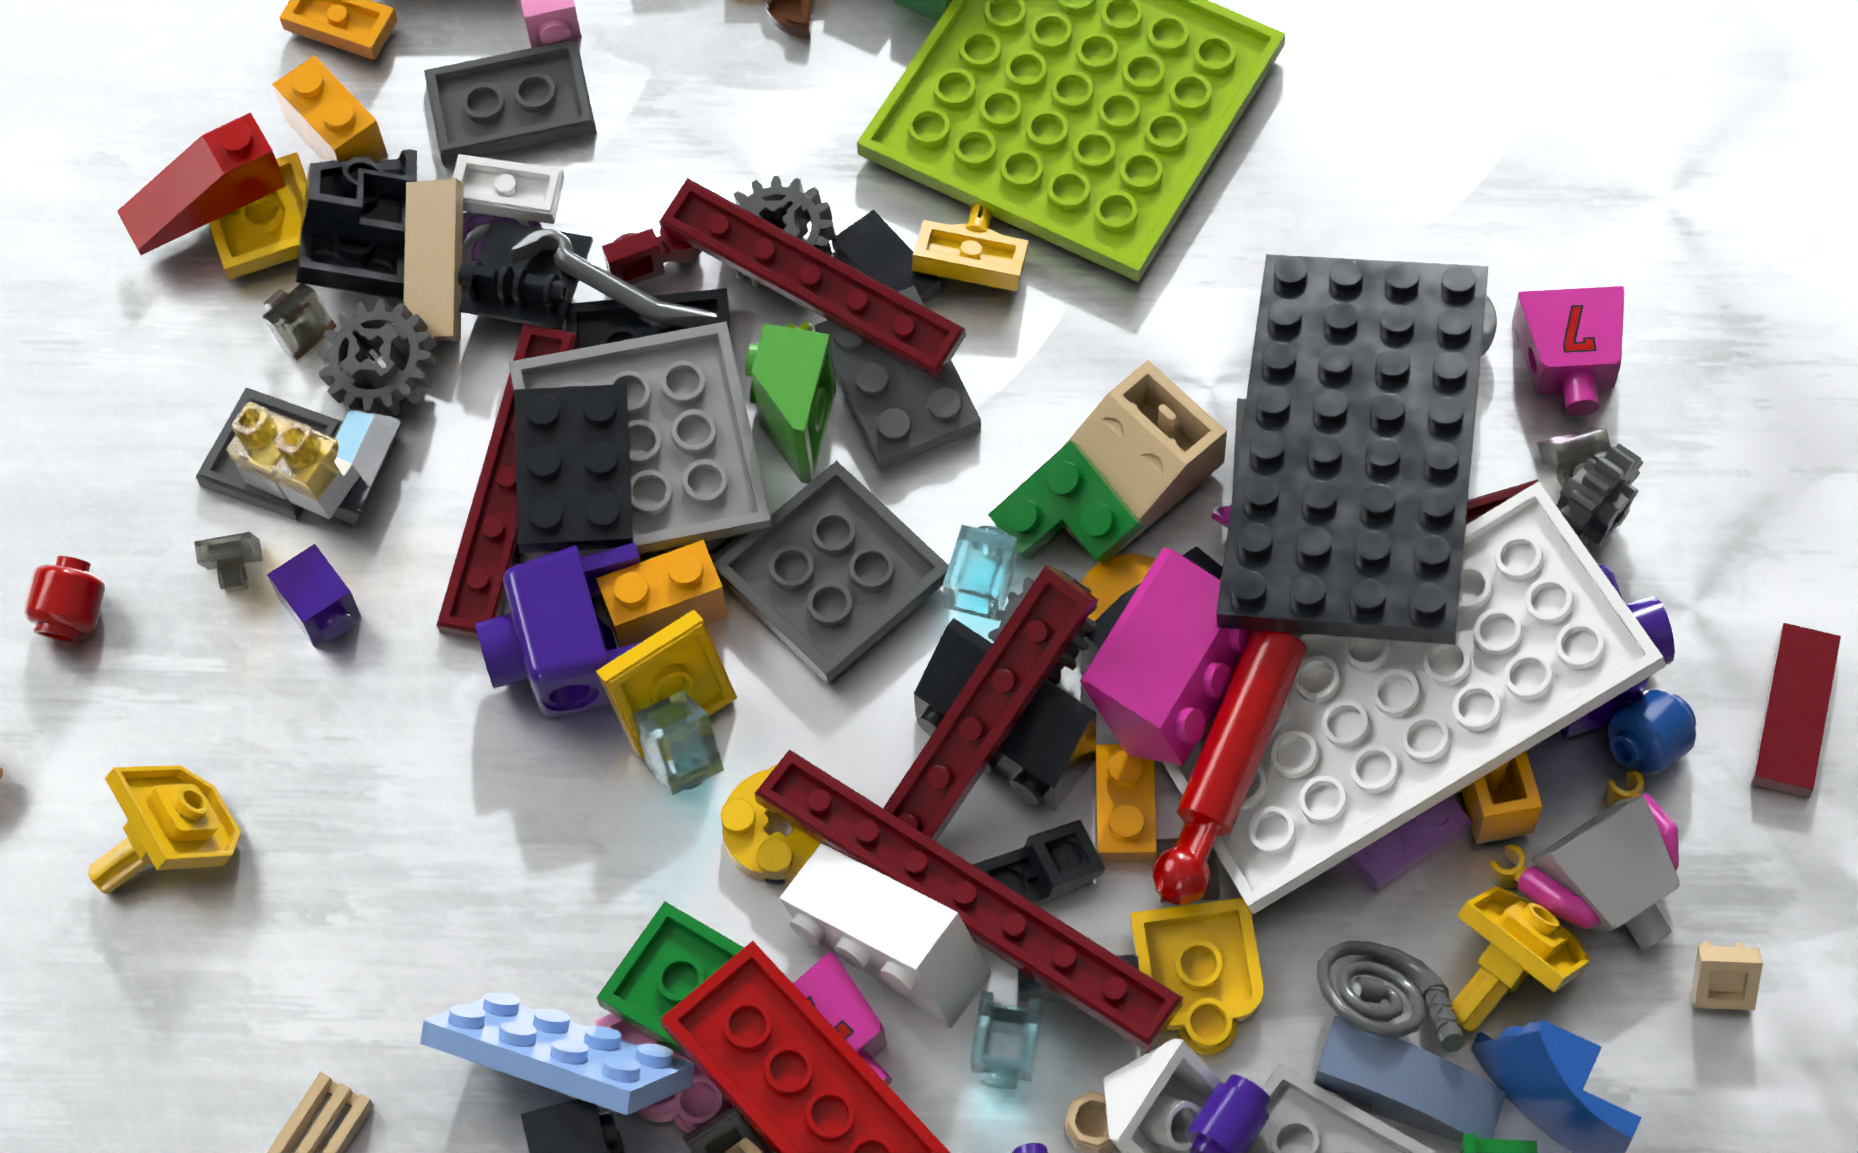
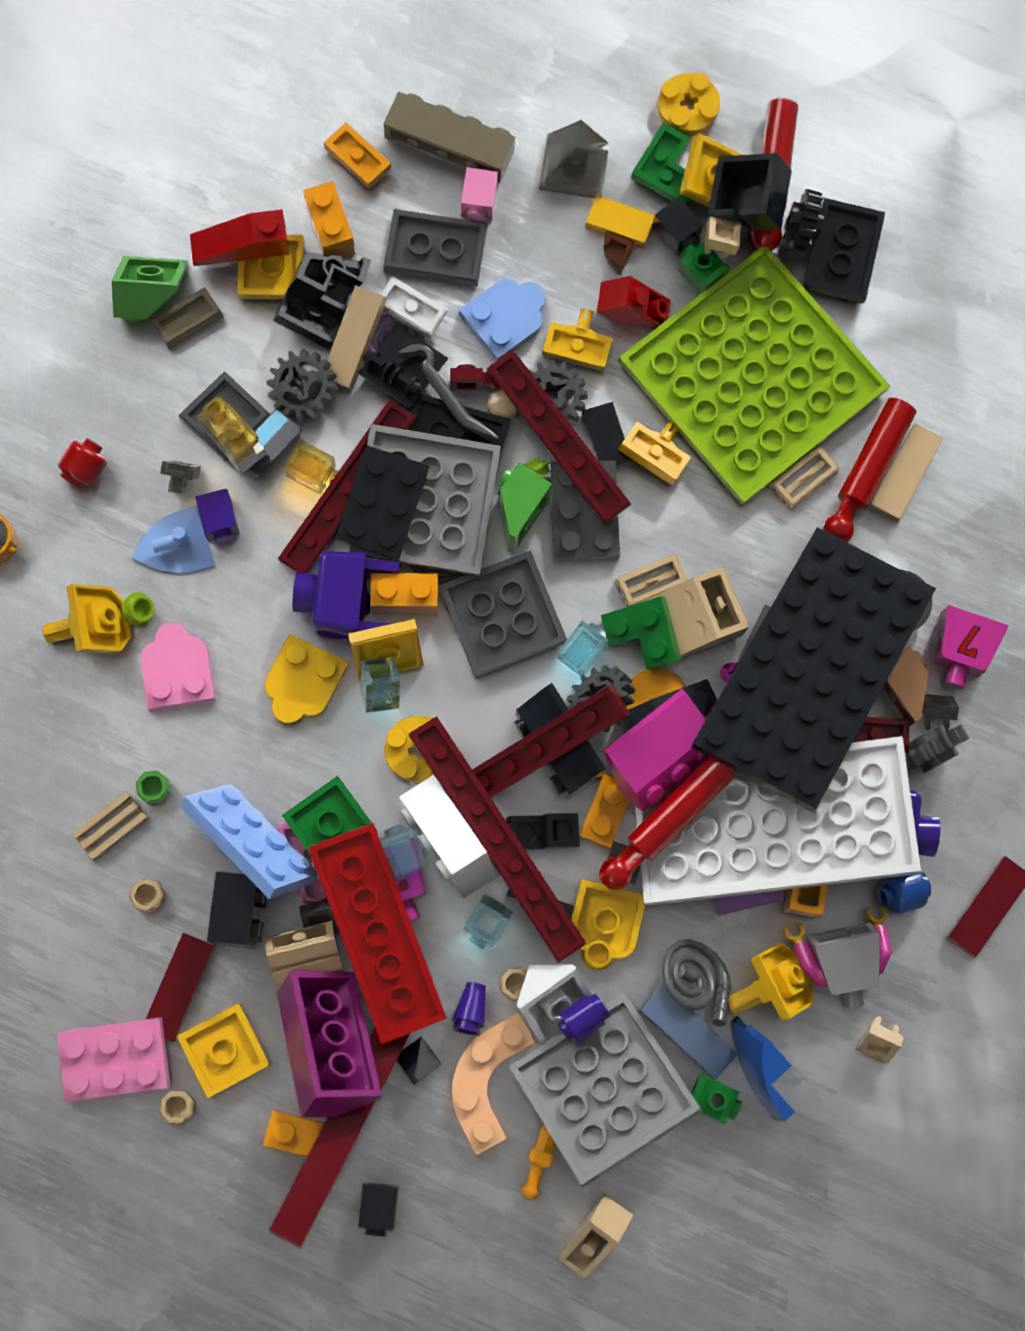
camera: 10 degrees right, 15 degrees up
(71, 312) = (144, 285): none -> bright green slope
(156, 337) = (186, 318): none -> dark tan tile
(235, 783) = (137, 608): none -> lime plate
(263, 670) = (176, 544): none -> light blue shield
(297, 319) = (266, 341): clear smoke tile -> none
(334, 854) = (176, 669): none -> bright pink plate
(363, 1049) = (153, 787): none -> bright green tile
(437, 471) = (311, 467): none -> clear yellow brick
(550, 791) = (303, 680): none -> yellow plate
(655, 152) = (505, 315): none -> light blue plate
(703, 272) = (501, 405): none -> tan tile
(785, 149) = (578, 343): none -> yellow plate
(823, 969) = (403, 851): none -> clear light blue brick
(843, 63) = (632, 303): none -> red slope
(1016, 470) = (627, 592): none -> tan tile
(1197, 242) = (784, 494): none -> tan tile
(1308, 146) = (870, 466): none -> red piece
(1365, 146) = (906, 472): none -> tan tile
(1511, 433) = (908, 685): none -> medium nougat slope

